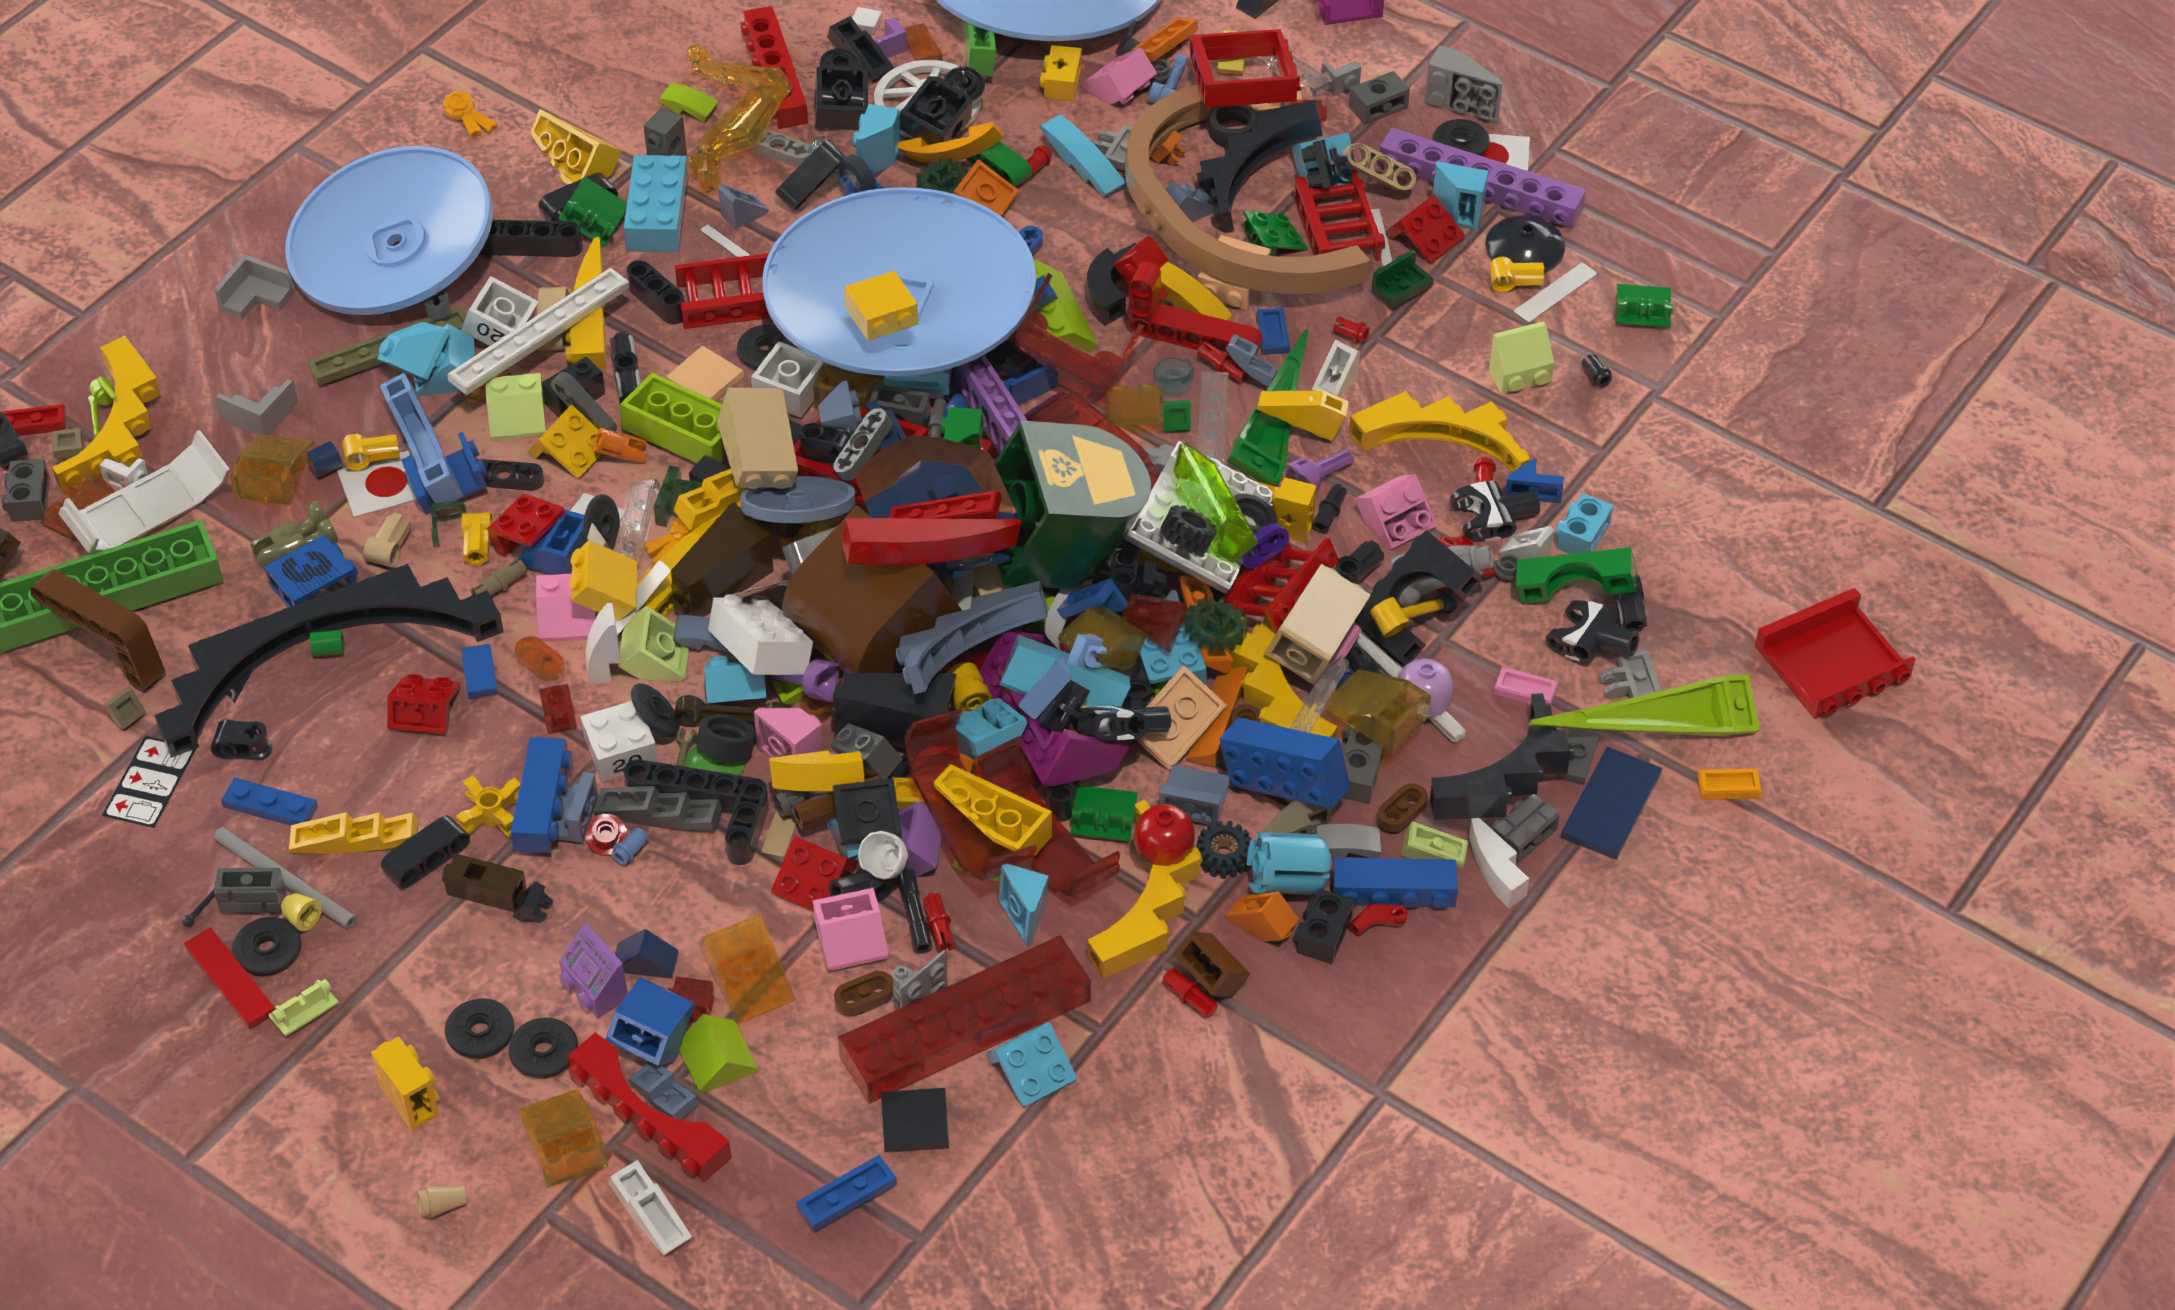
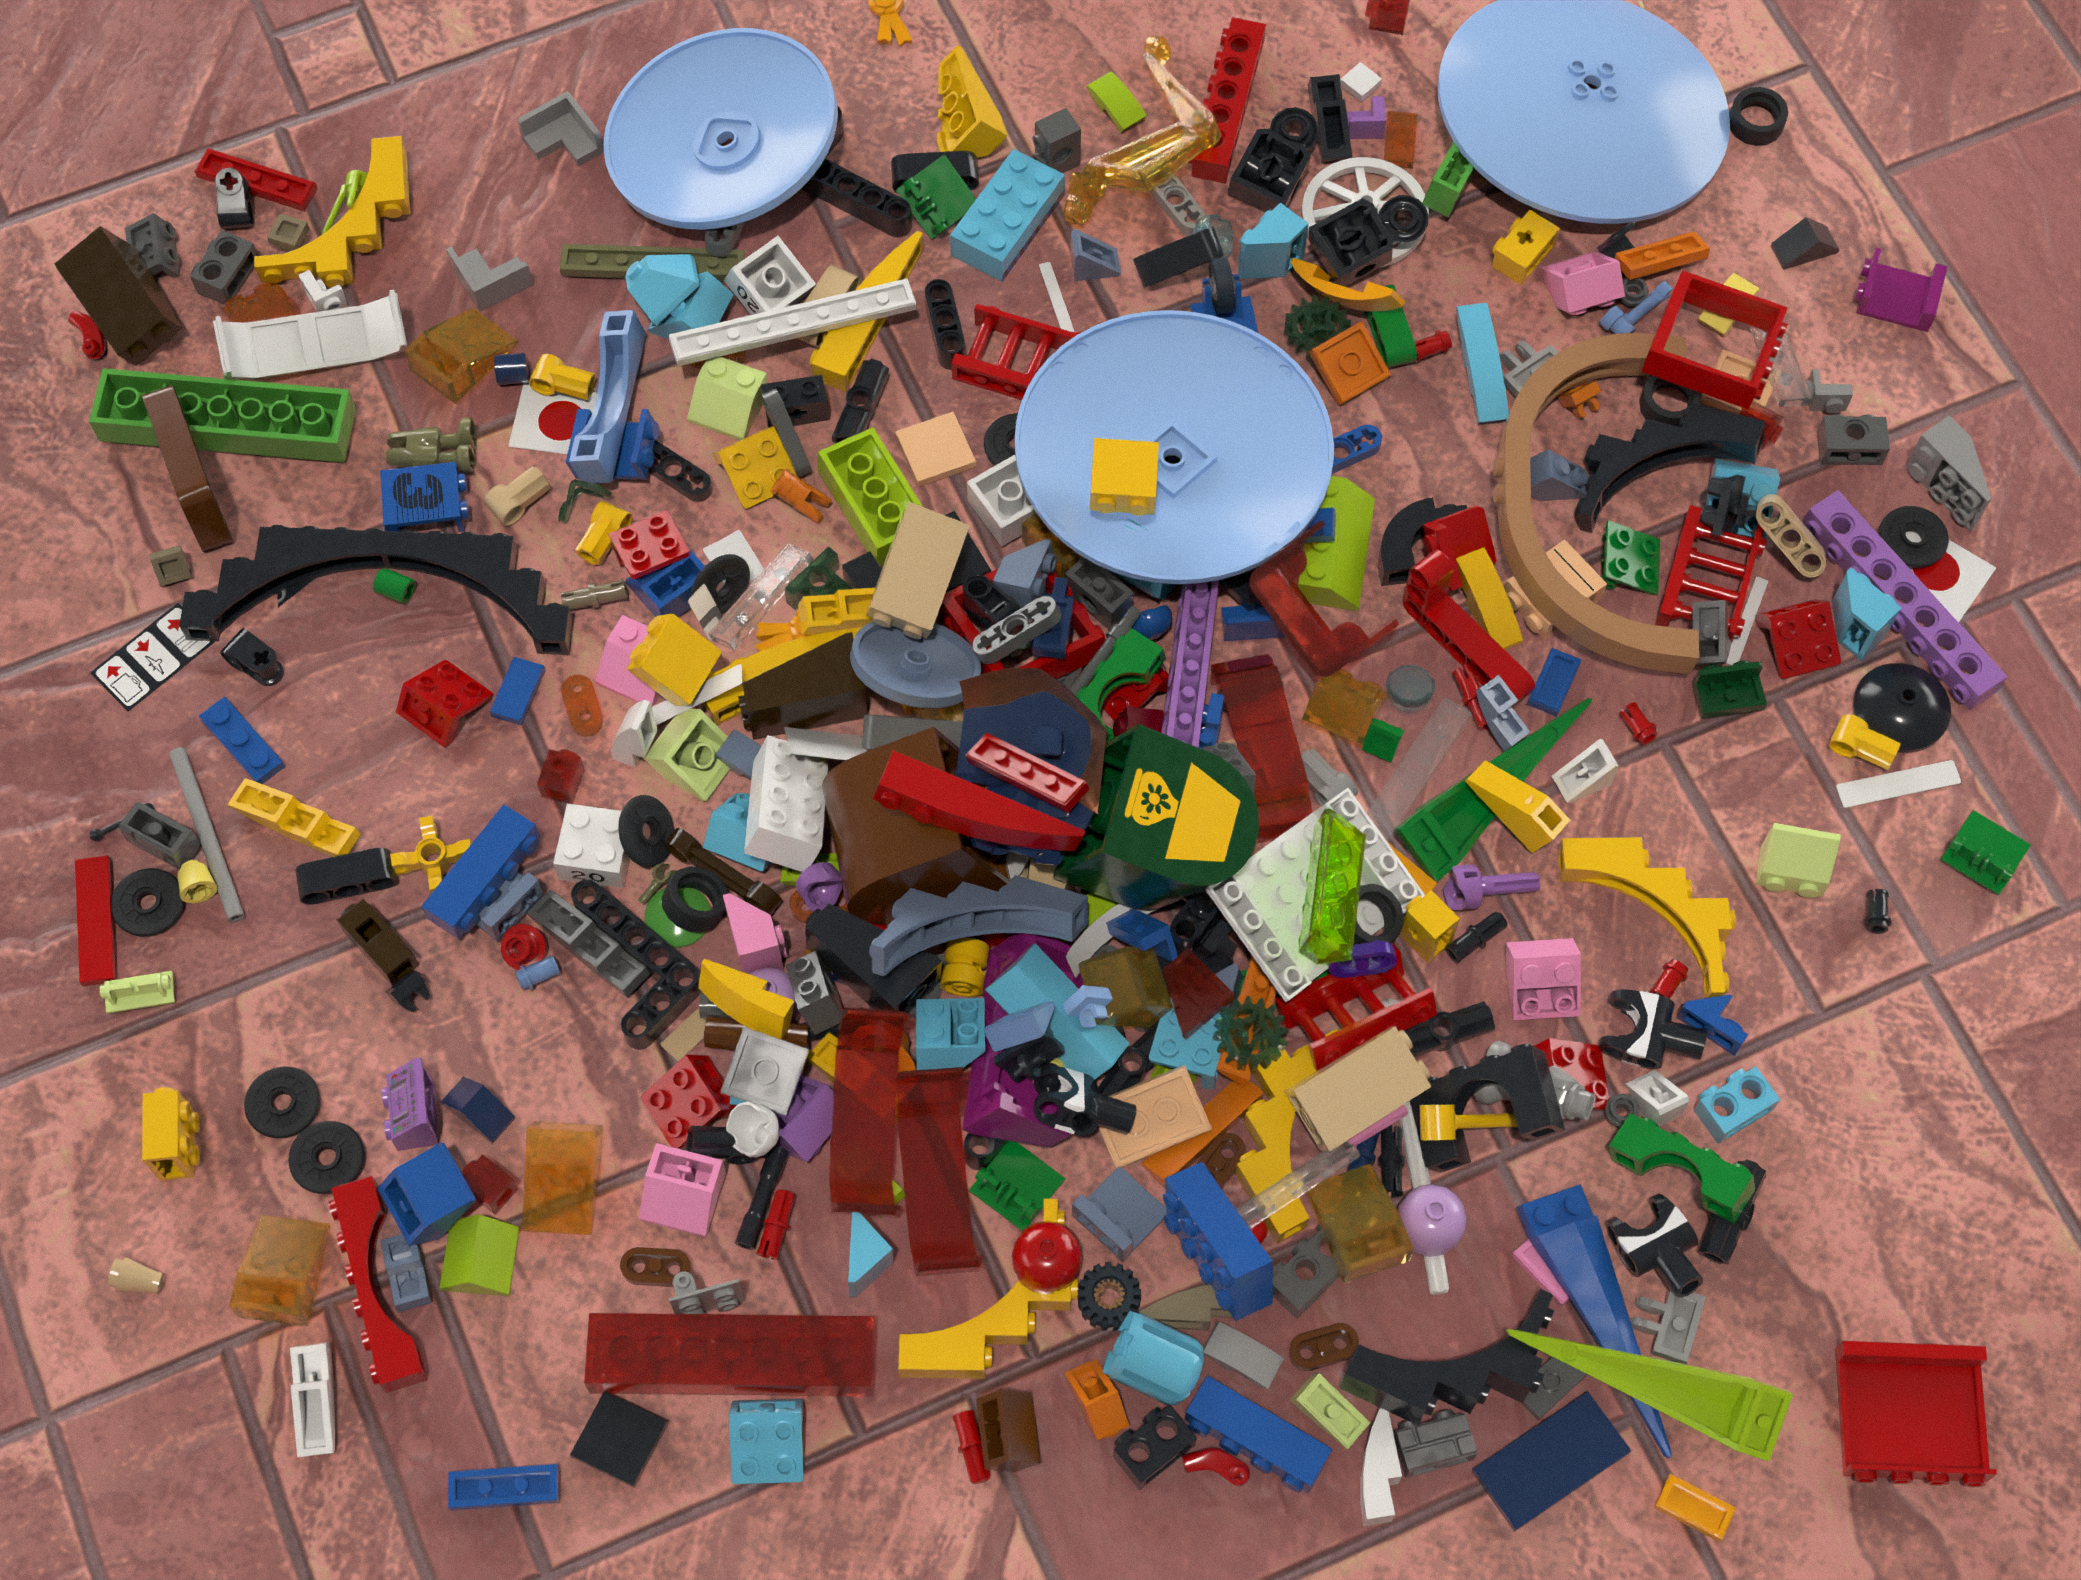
camera: 30 degrees right, 15 degrees up
(996, 811) = (891, 1145): yellow wedge -> none
(1188, 529) = (1262, 925): black tyre -> none
(1361, 235) = (1712, 625): none -> flat silver slope
(1542, 667) = (1577, 1255): none -> blue plate

